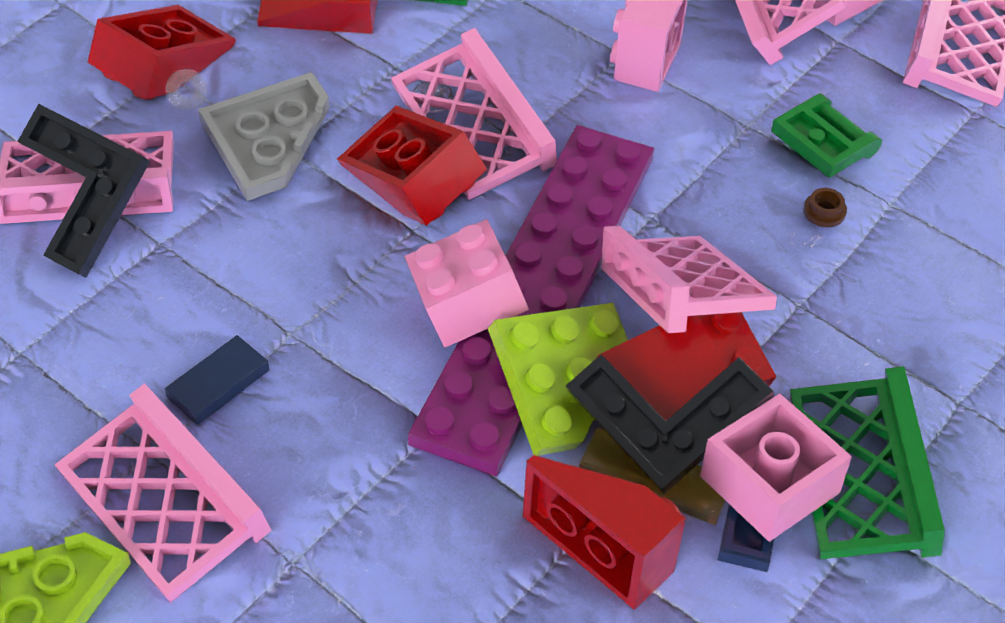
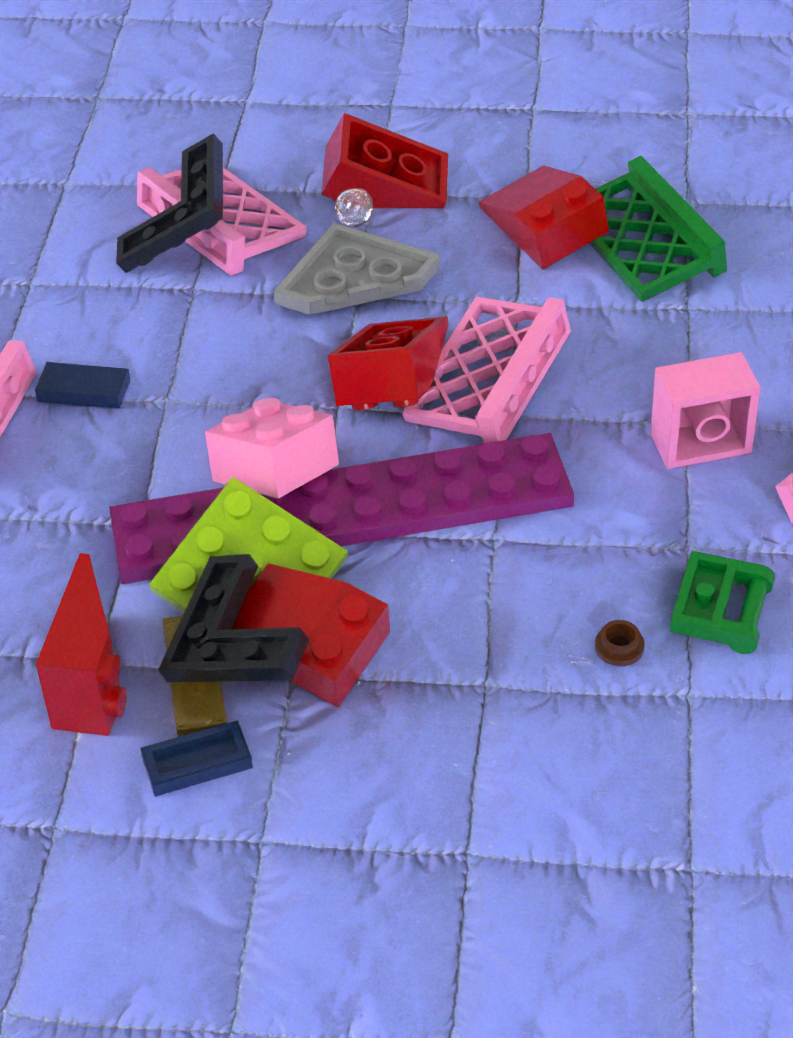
camera: 60 degrees right, 5 degrees down
(680, 278) = (377, 540): bright pink fence -> none
(774, 466) = (230, 725): bright pink brick -> none
(908, 469) = (336, 830): green fence -> none

